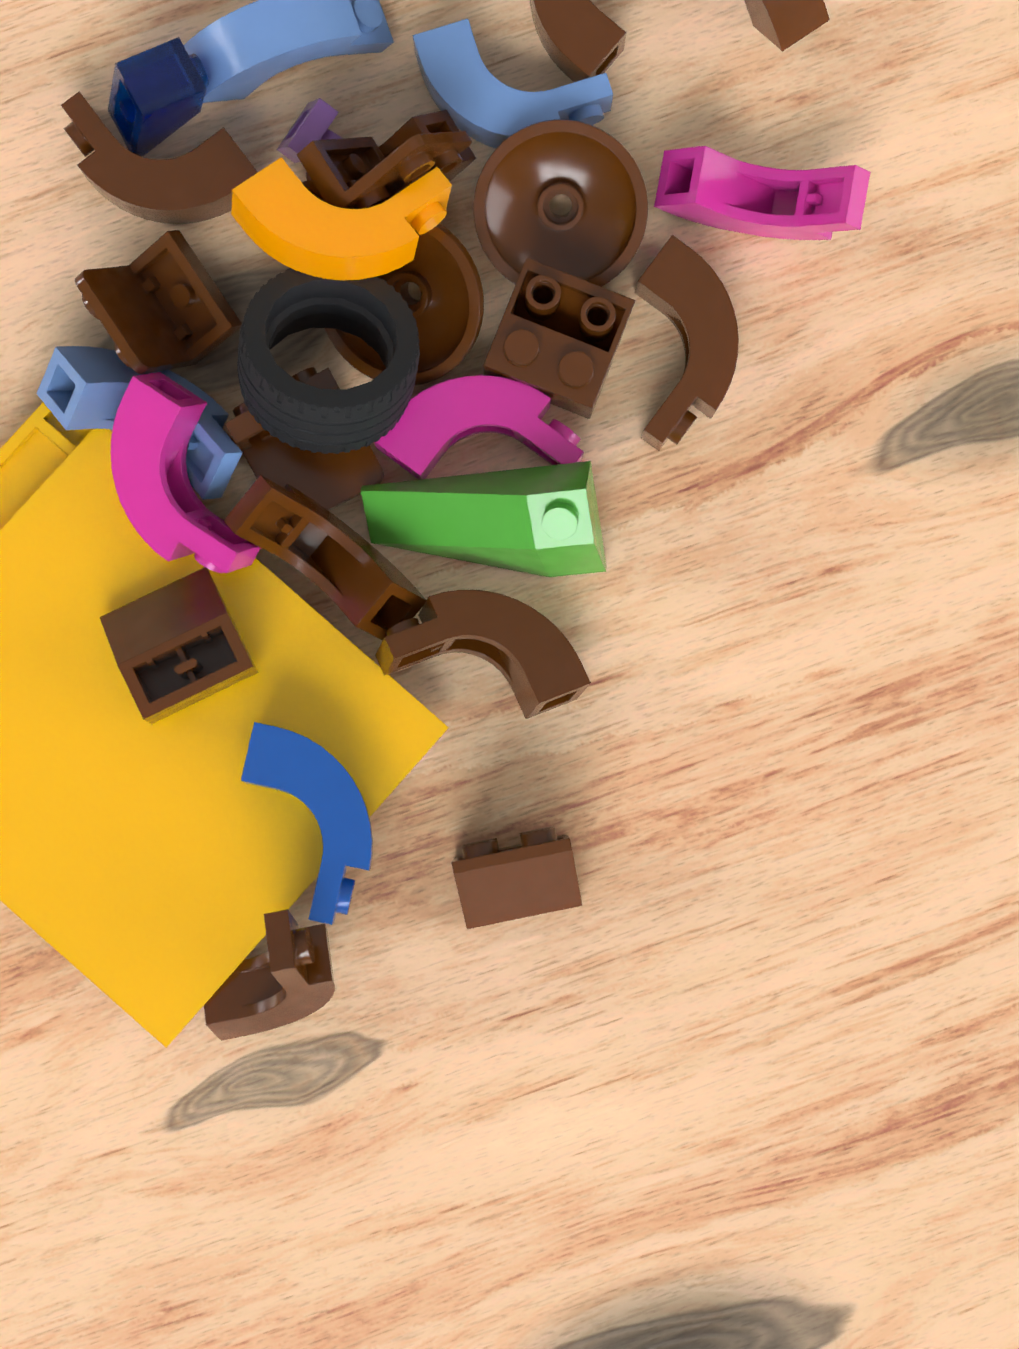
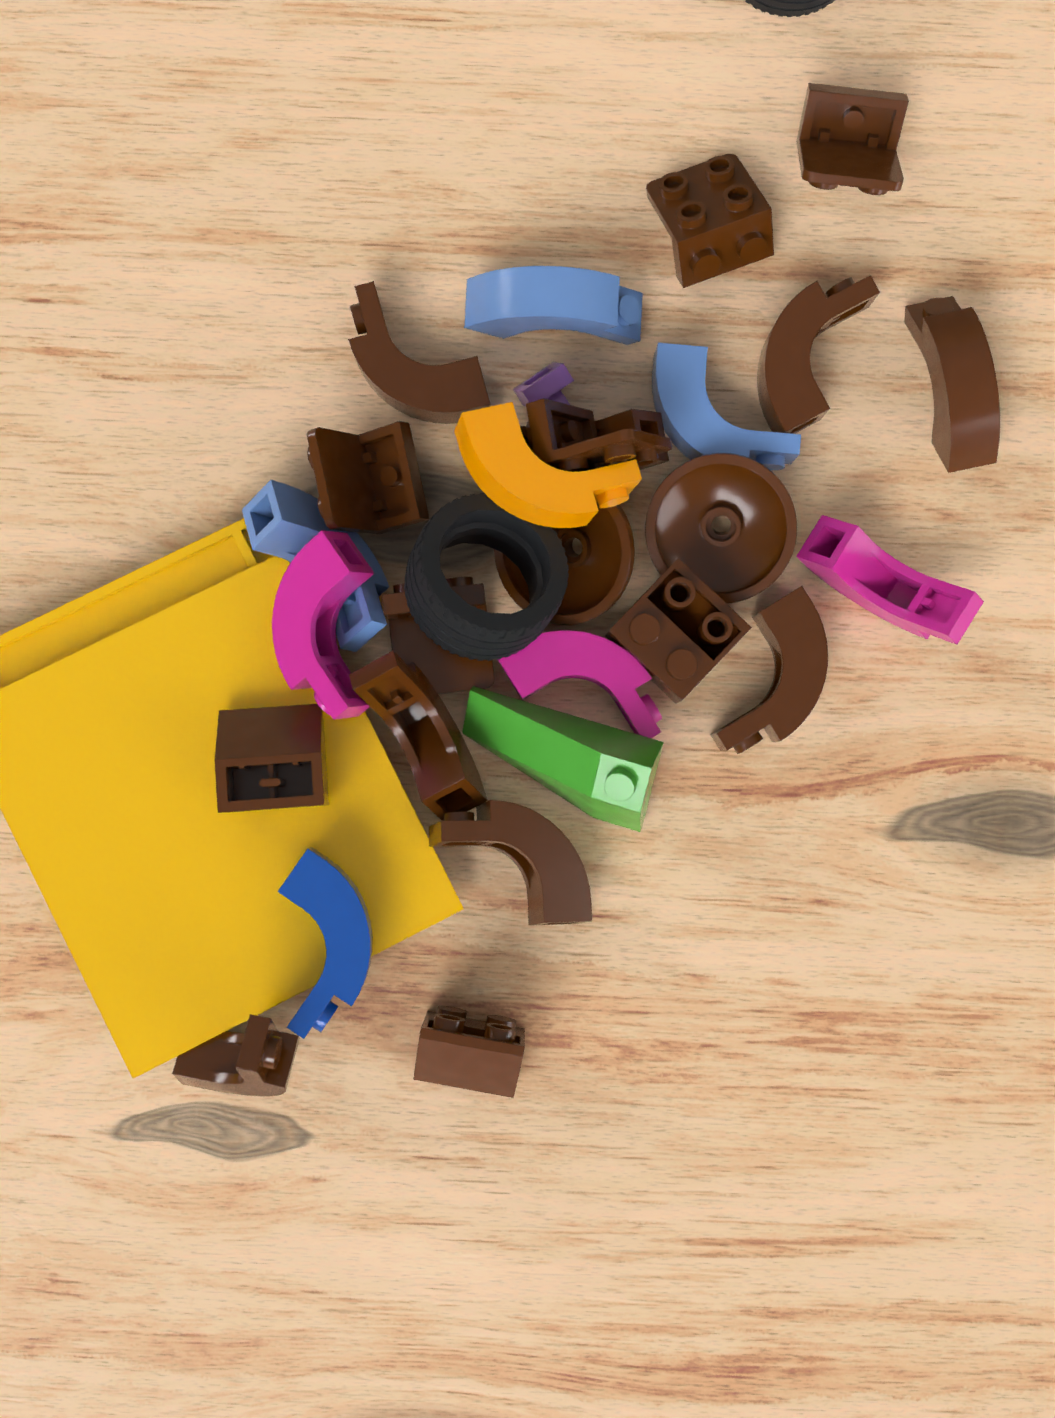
camera: 15 degrees right, 0 degrees up
(156, 94) = (434, 308): clear blue slope -> none

